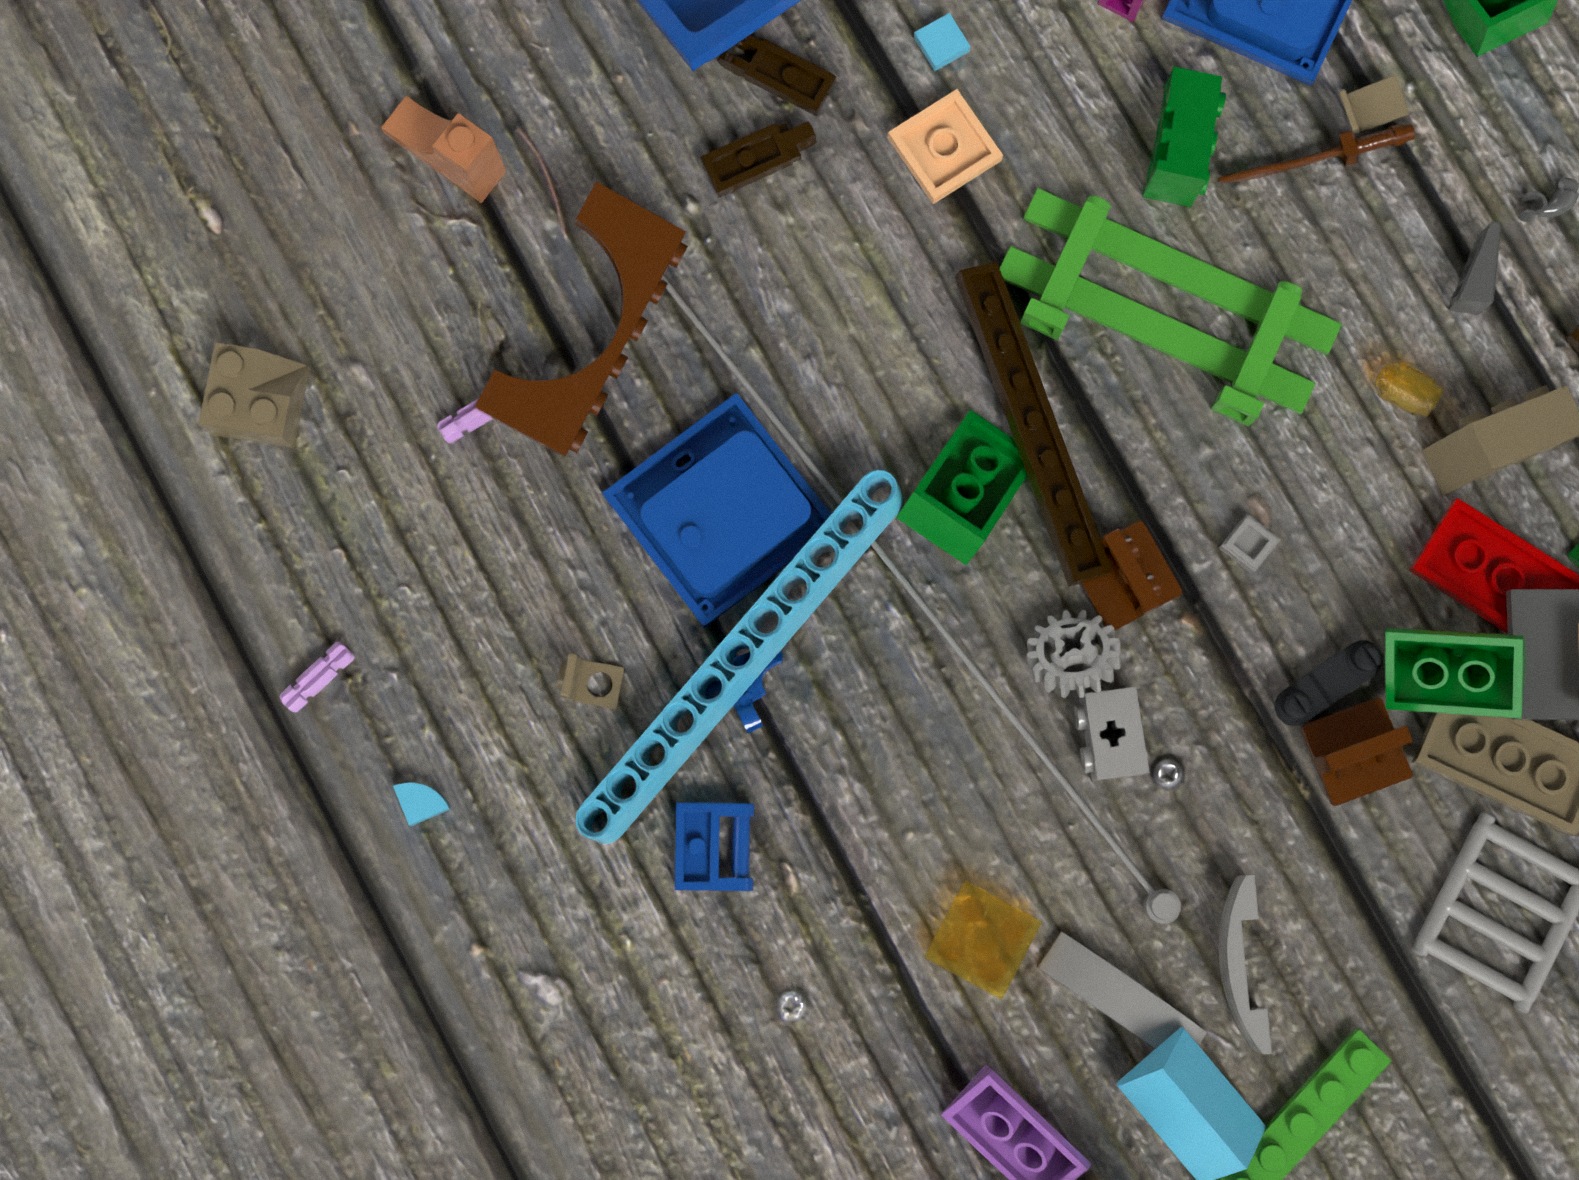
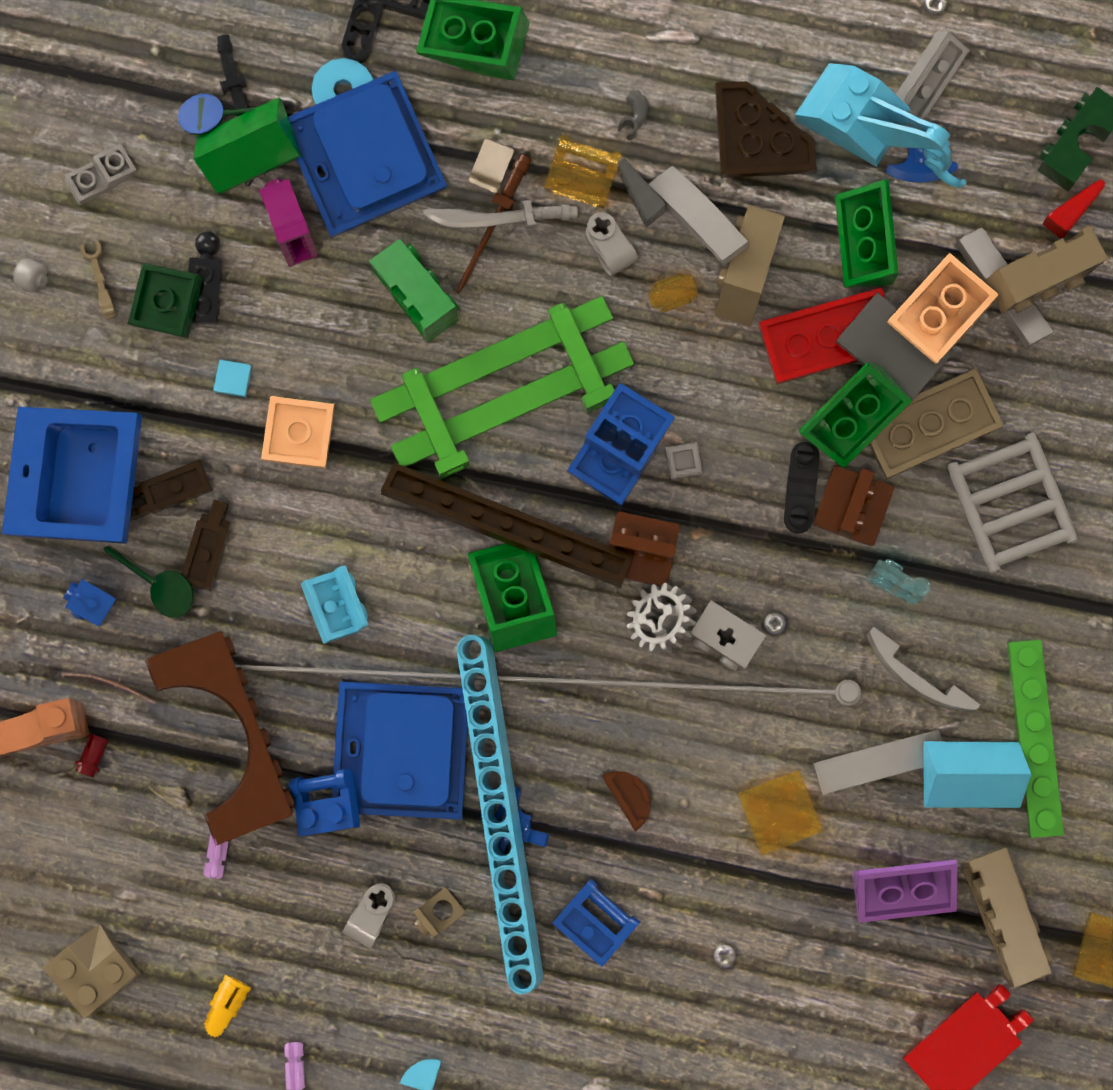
camera: 50 degrees left, 0 degrees up
(318, 554) = (225, 1004): none -> yellow hinge
(461, 219) = (91, 756): none -> dark red pin
(527, 618) = (368, 919): none -> light grey piece
(597, 490) = (329, 813): none -> blue plate
(605, 88) = (88, 602): none -> blue head
(684, 156) = (168, 591): none -> dark green piece
(807, 324) = (335, 605): none -> medium azure bracket
(870, 774) = (630, 795): none -> reddish brown plate
(1212, 463) = (620, 444): none -> blue bracket
(1319, 858) = (890, 578): none -> clear light blue plate
(1356, 181) = (467, 219): none -> light grey sword
(1400, 291) = (613, 248): none -> light grey piece
(1434, 204) = (578, 181): none -> clear yellow plate
(1511, 347) = (699, 215): none -> light grey slope

